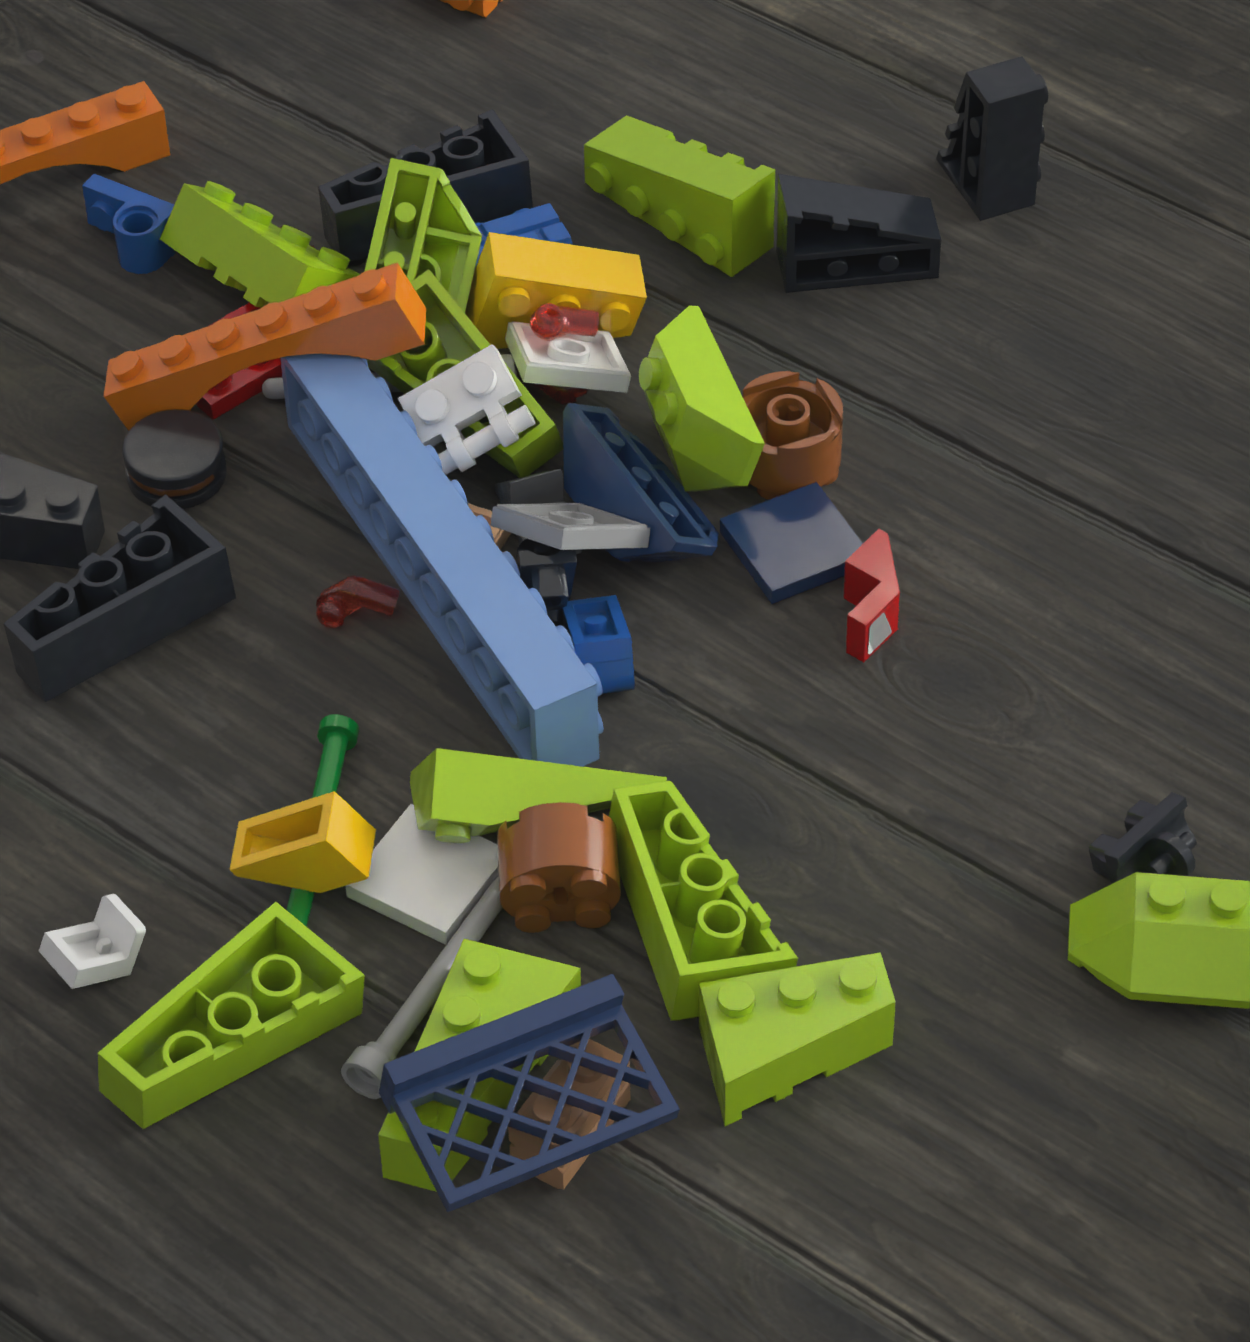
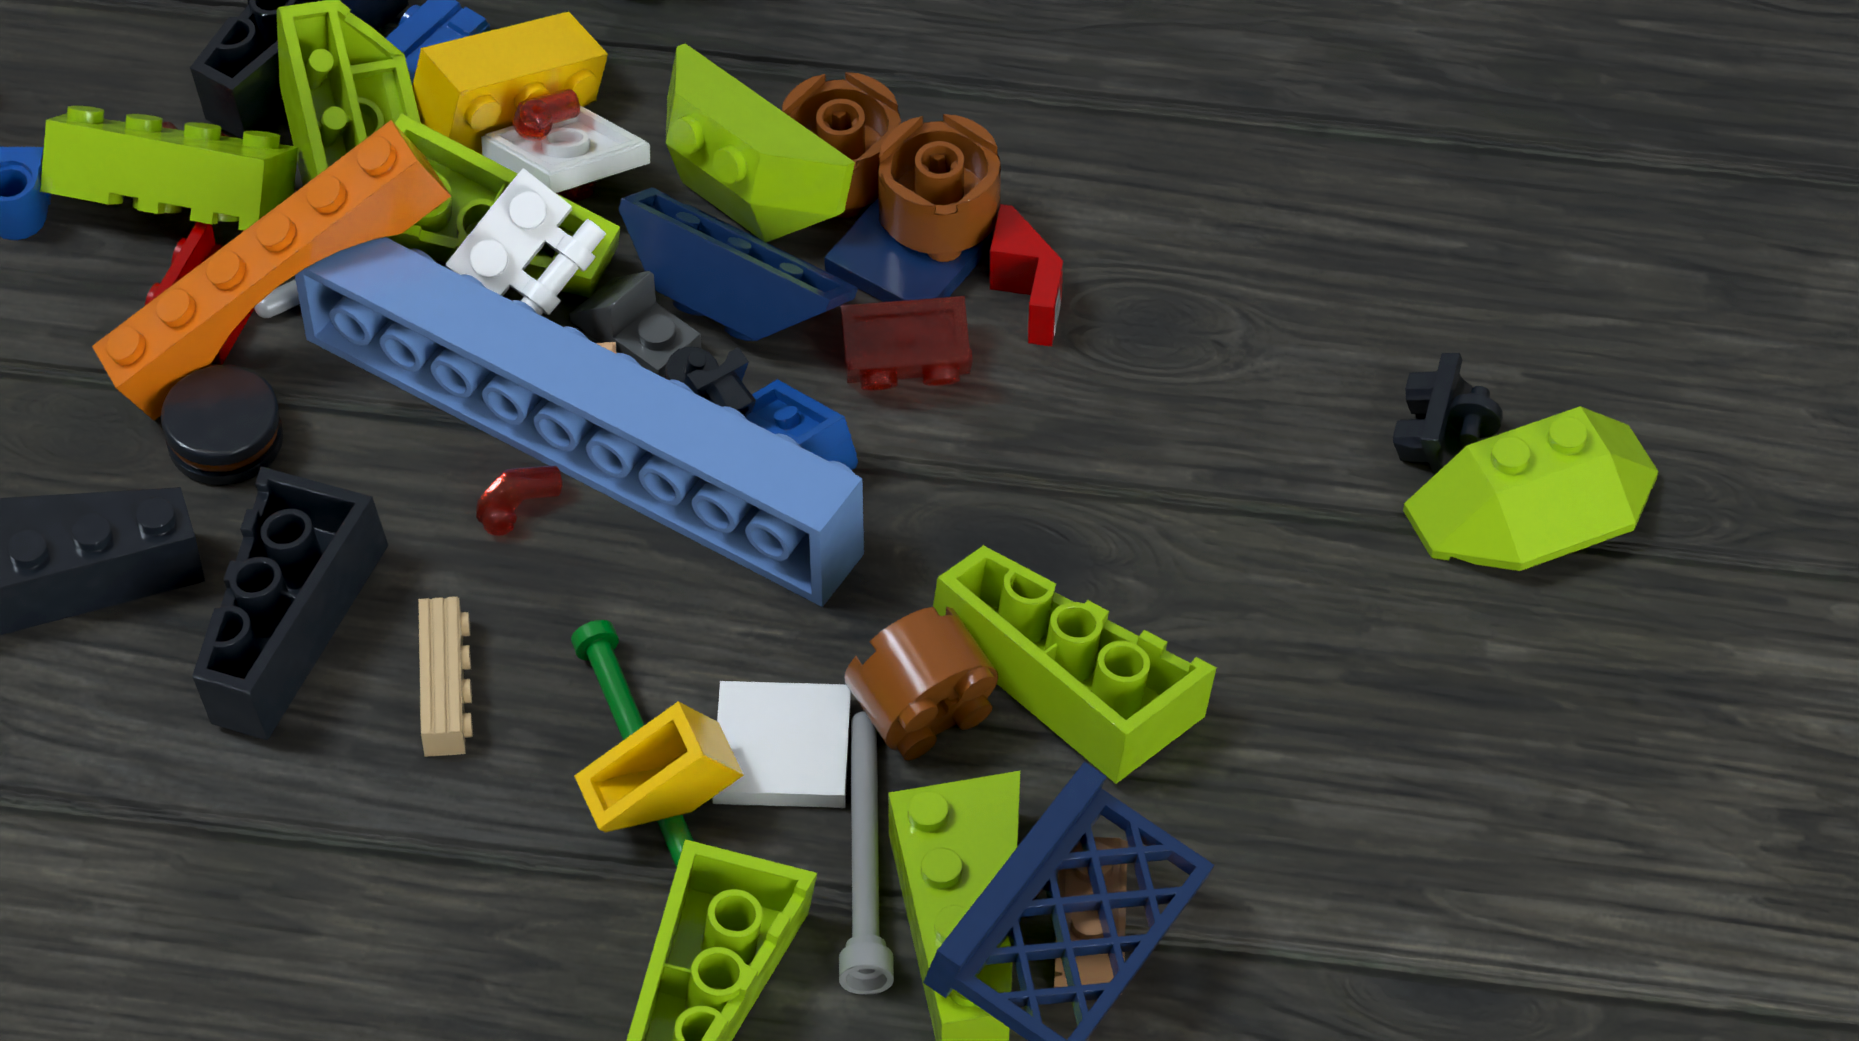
camera: 30 degrees left, 5 degrees up
(96, 948) = (510, 966): white bracket -> none
(205, 711) = (442, 676): none -> tan piece
(476, 792) = (805, 638): lime wedge -> none
(570, 526) = (708, 327): light grey tile -> none
(737, 607) = (906, 342): none -> clear red bracket
(792, 1025) = (1237, 739): lime wedge -> none
(835, 492) = (939, 185): none -> dark orange brick

